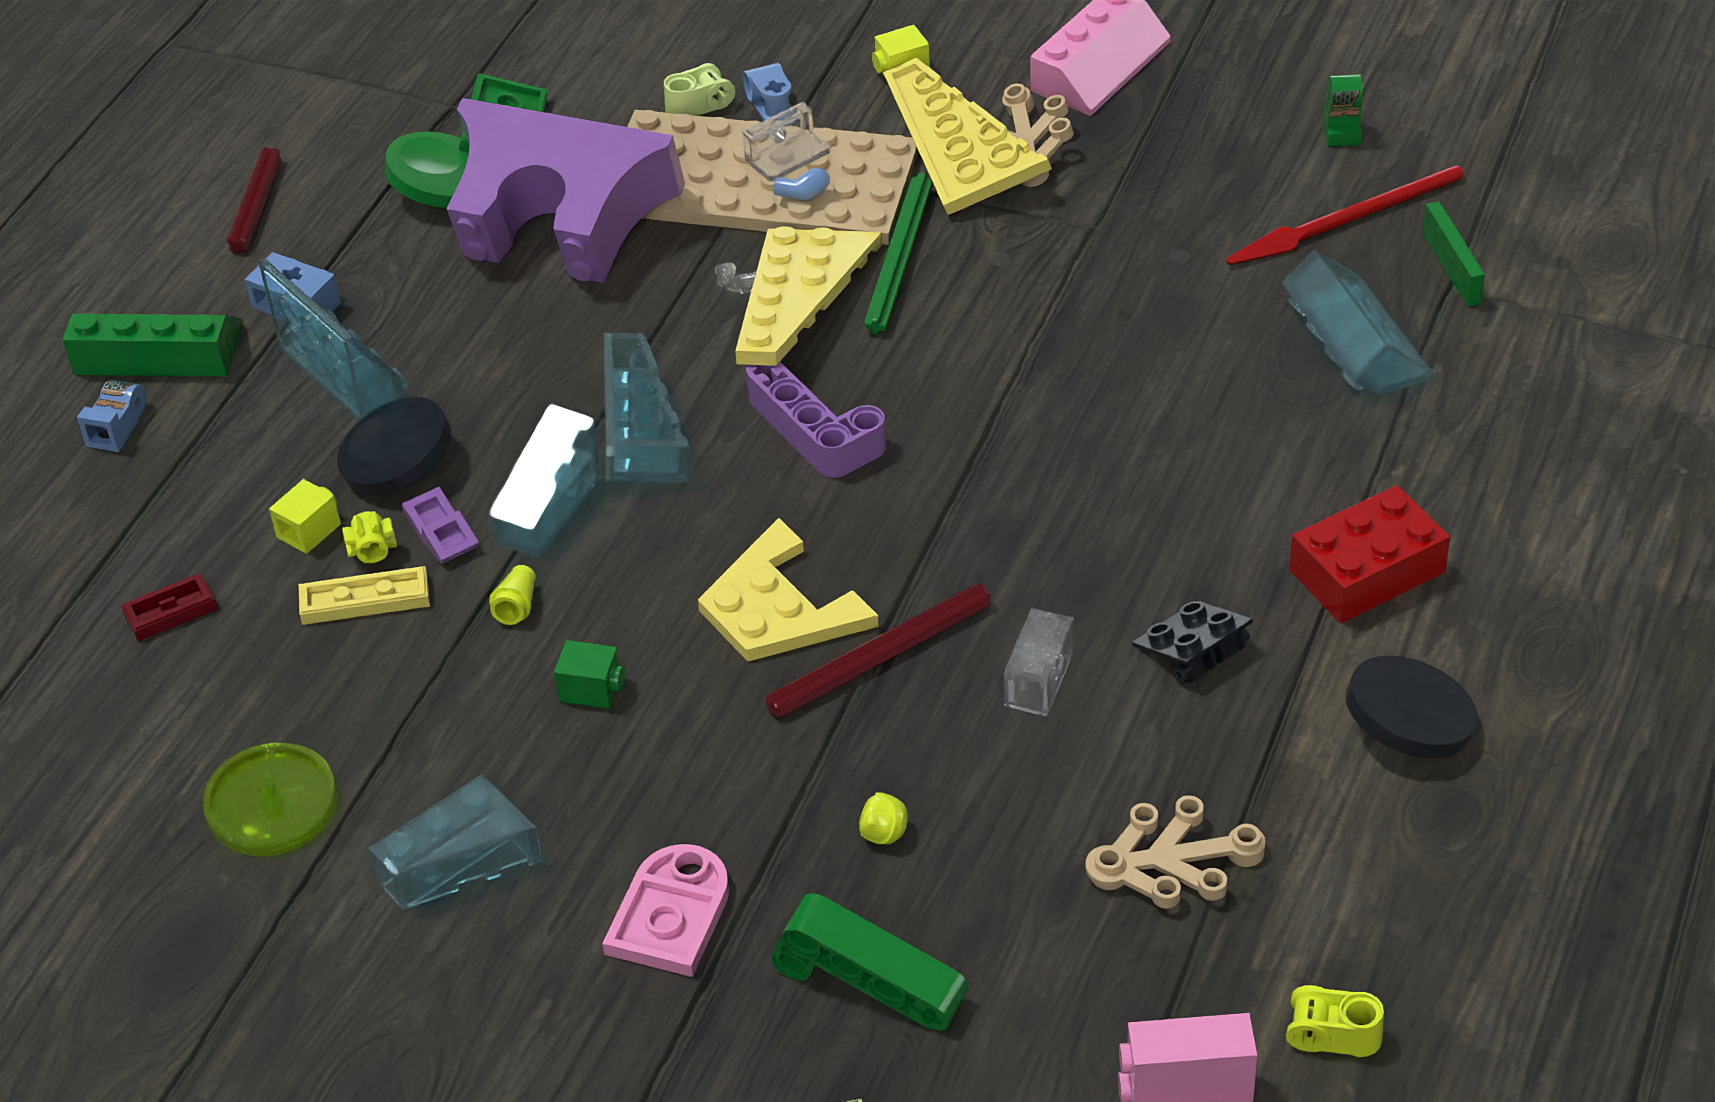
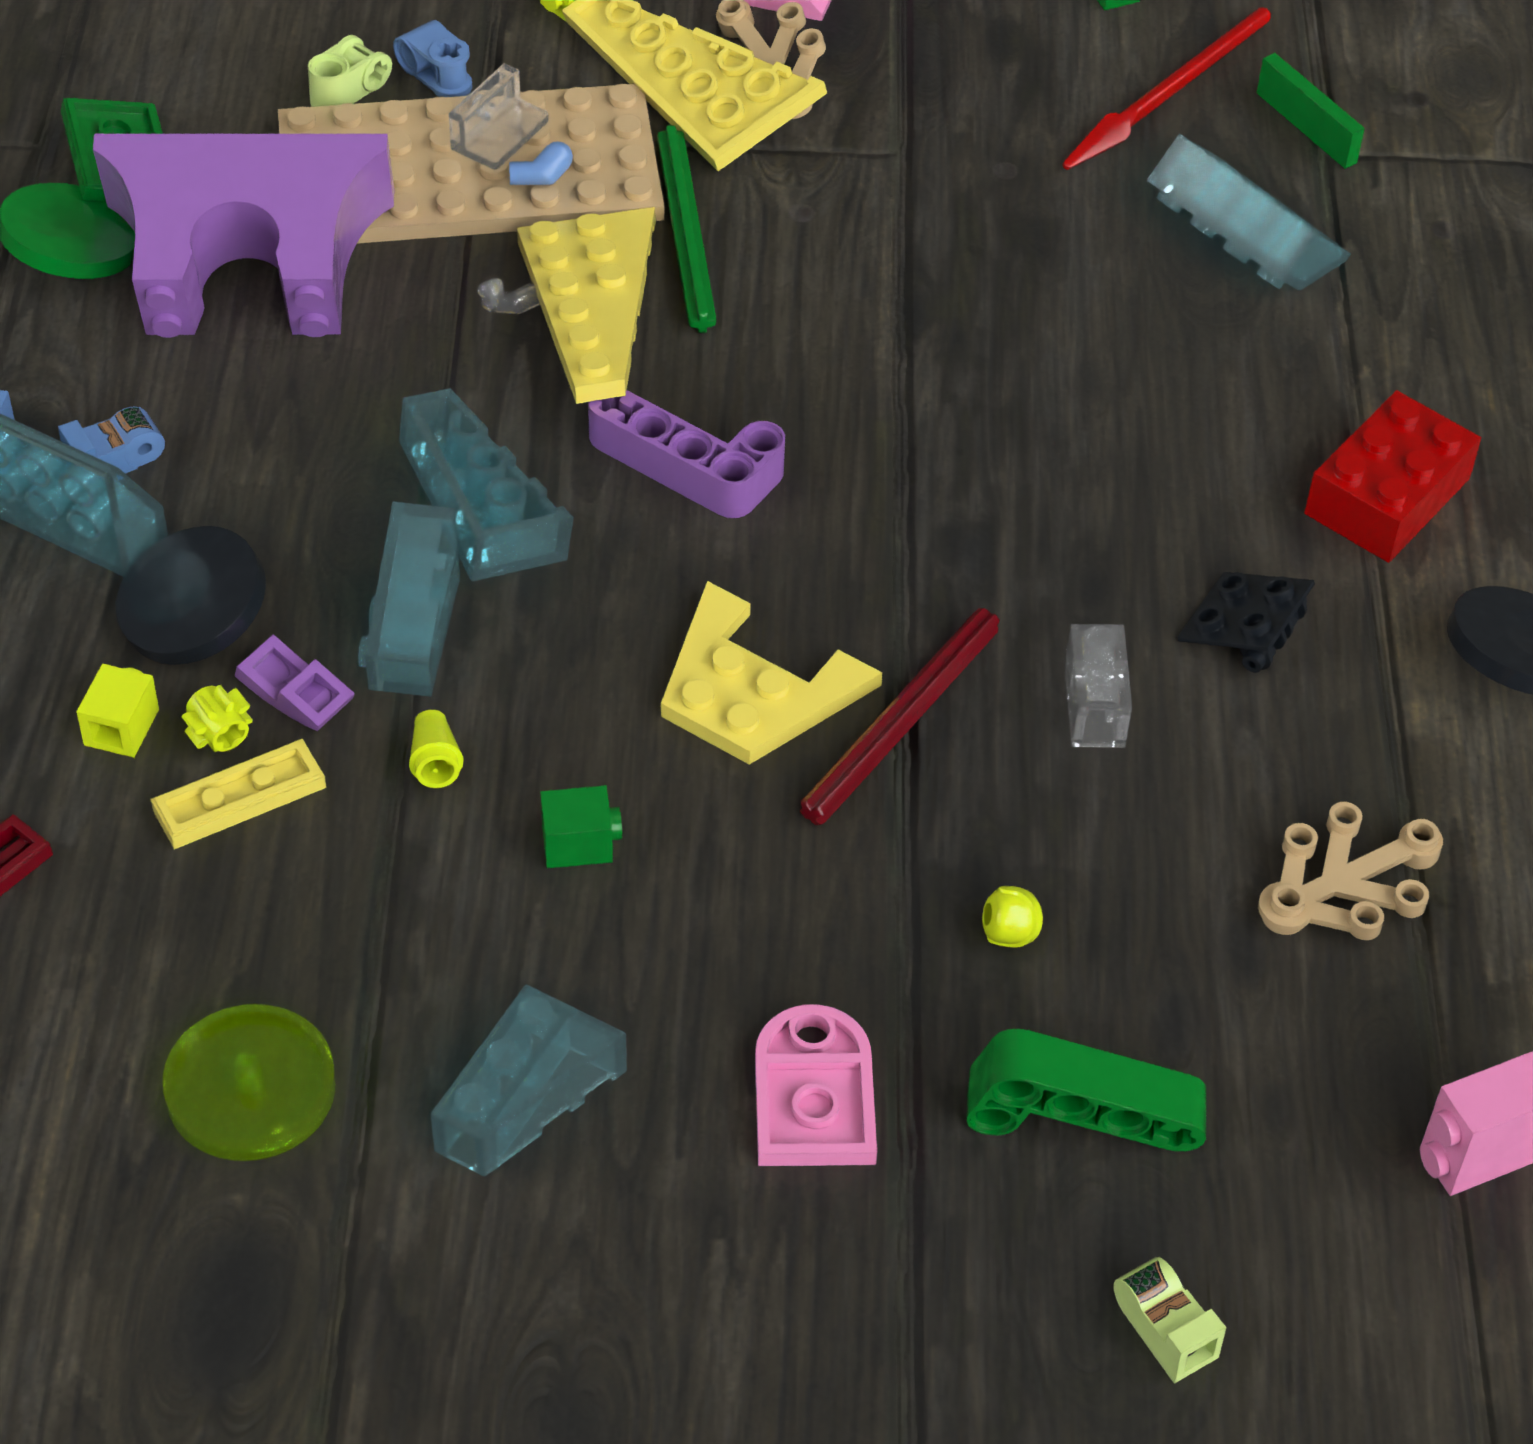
camera: 25 degrees left, 5 degrees up
(394, 329) = (122, 441): none -> medium blue leg

